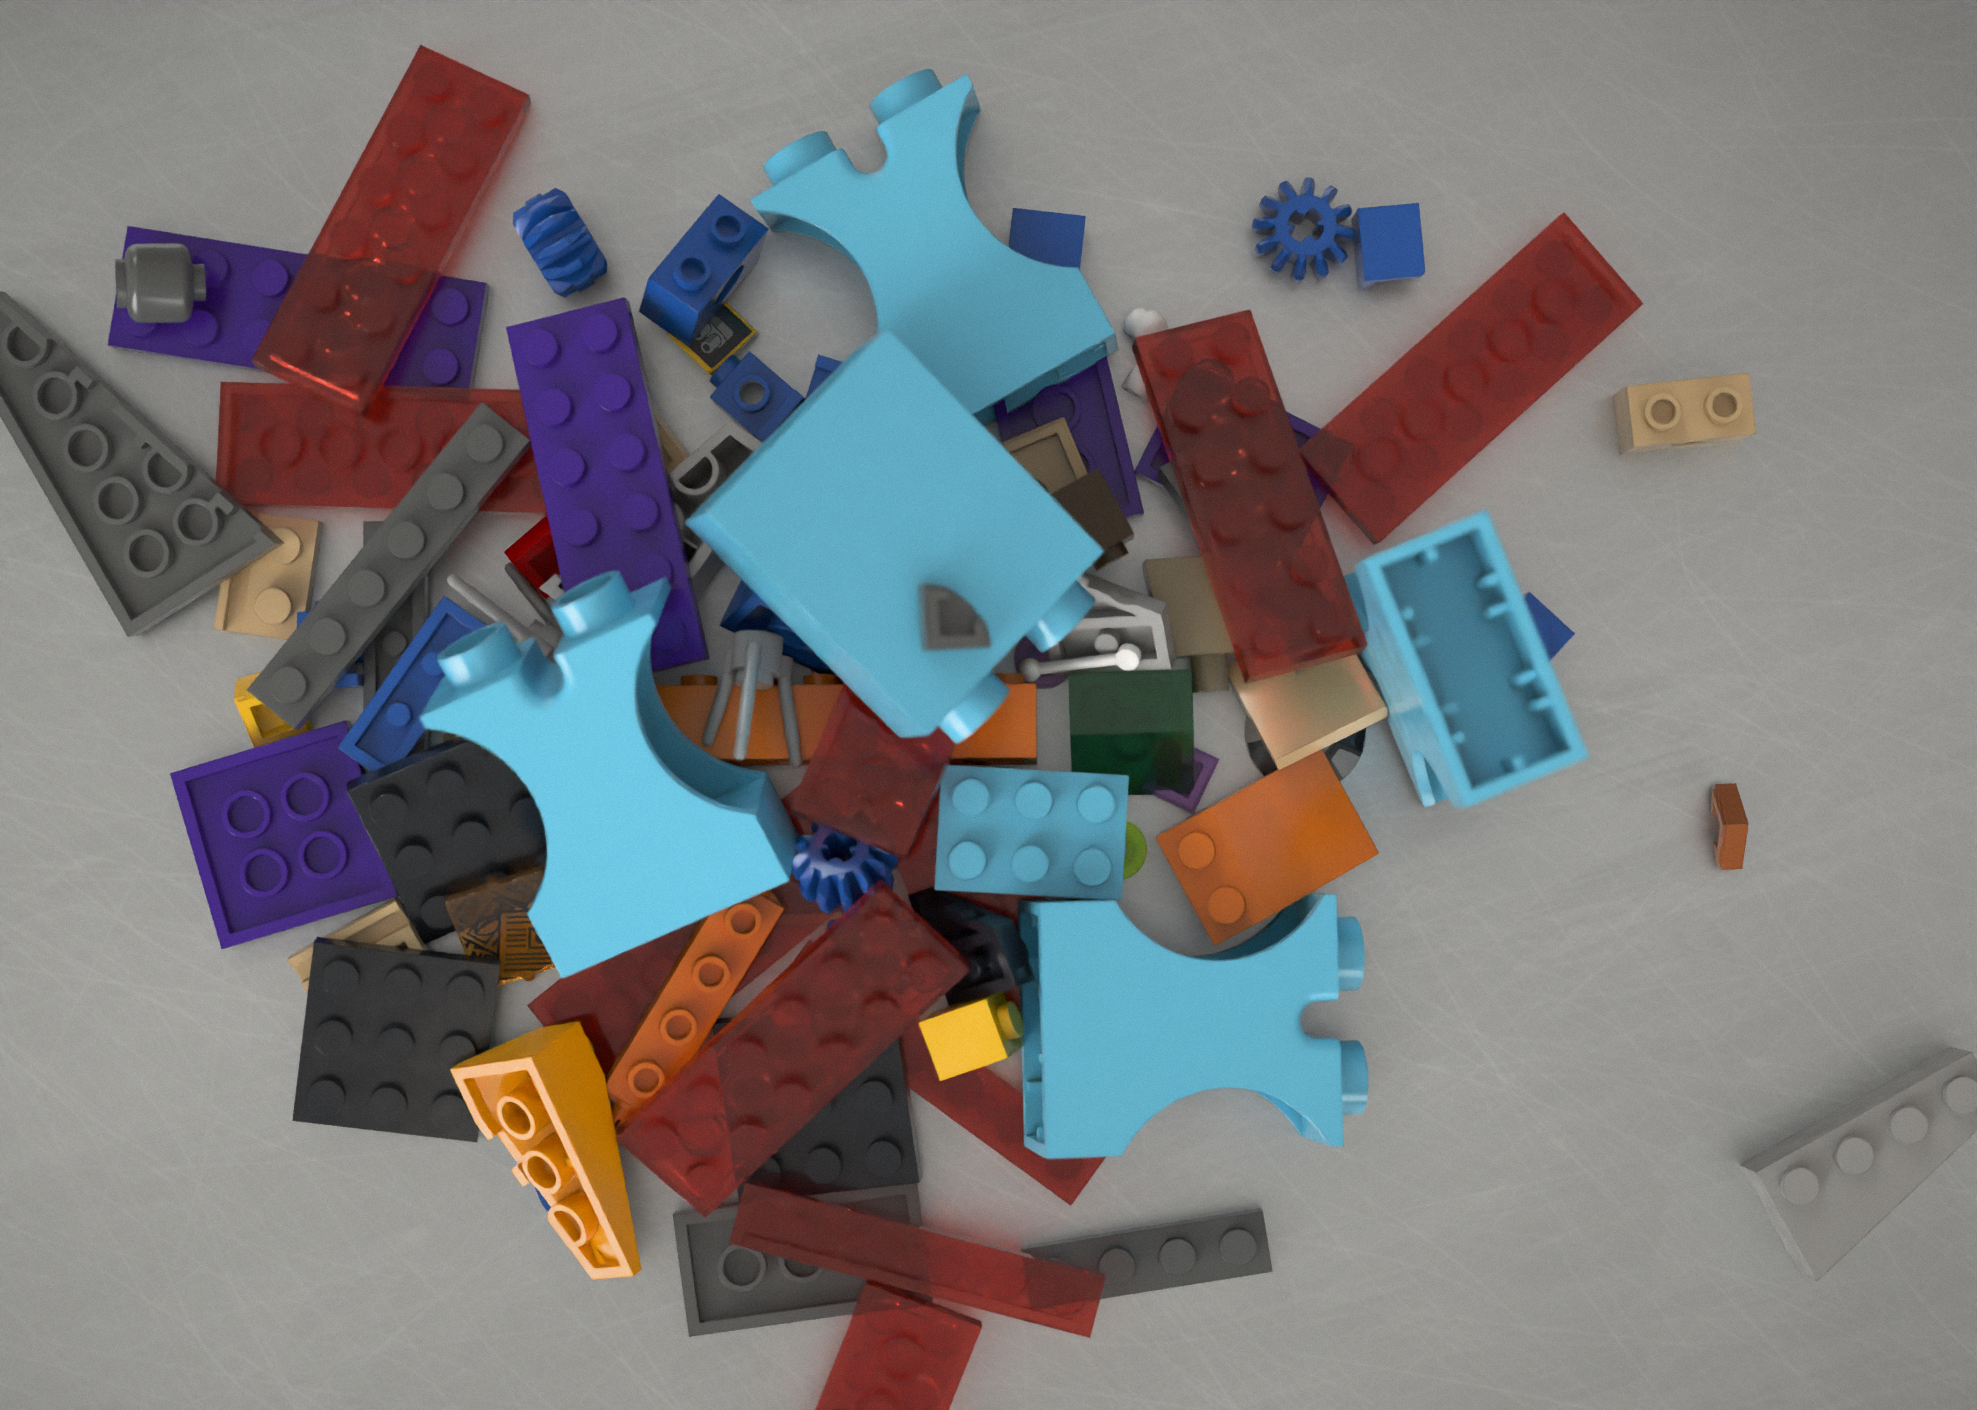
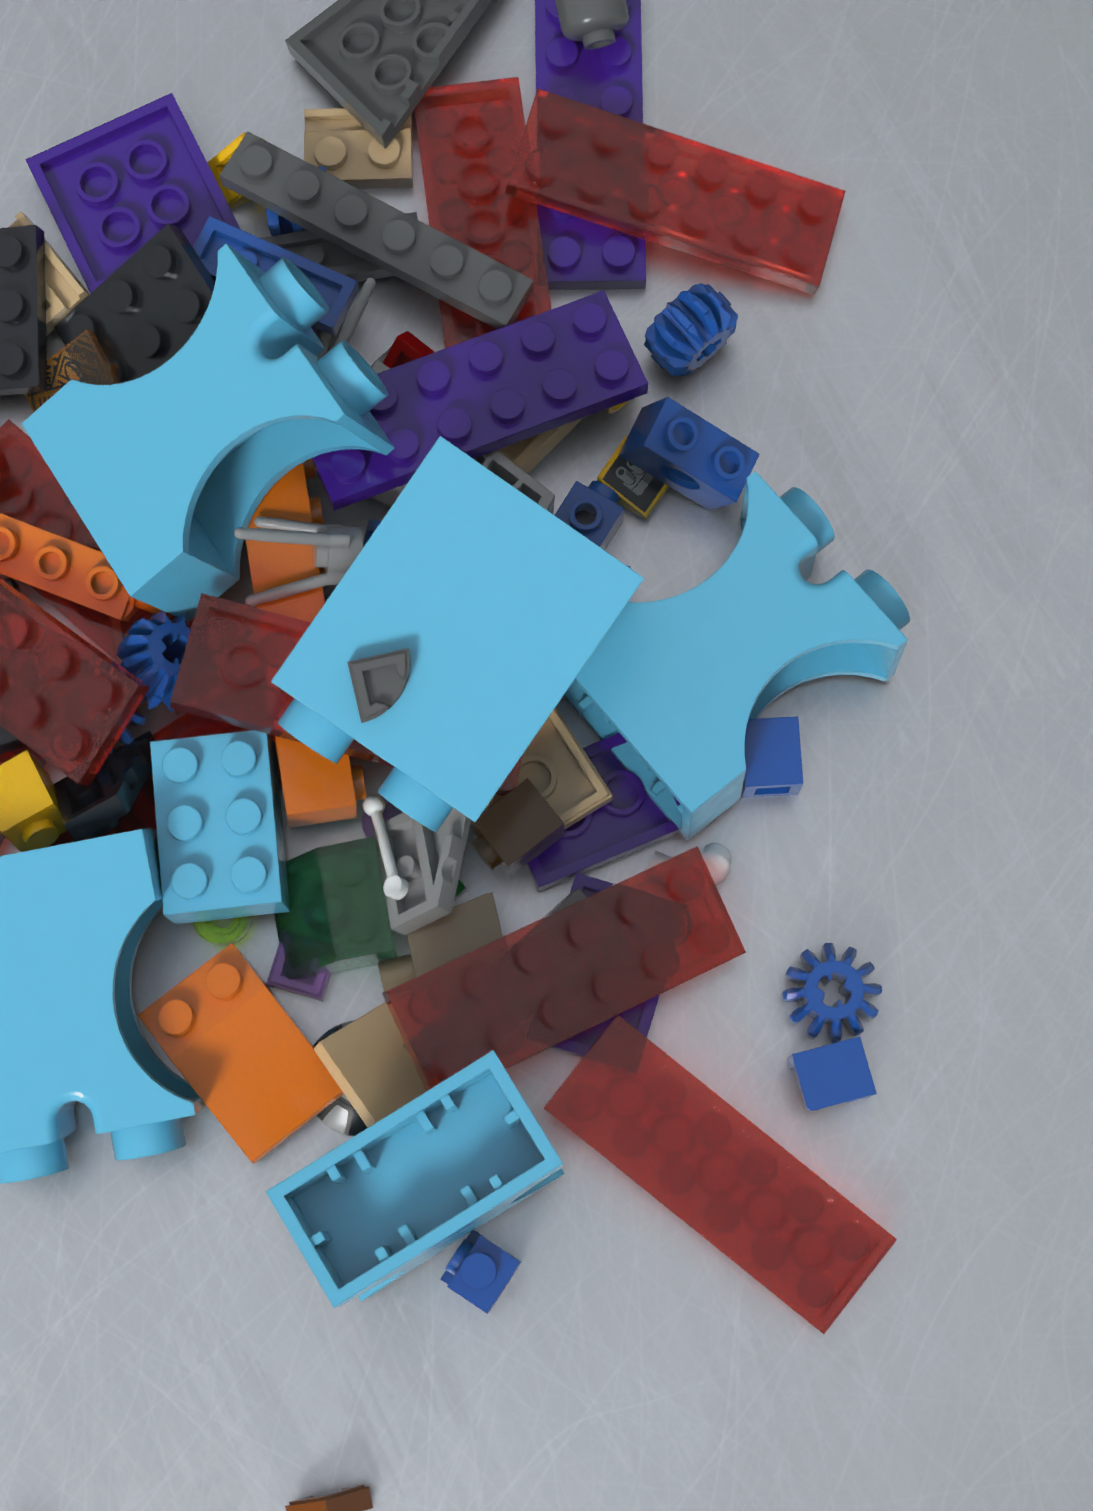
camera: 85 degrees right, 10 degrees down
(1684, 413) = (724, 1393): tan brick -> none

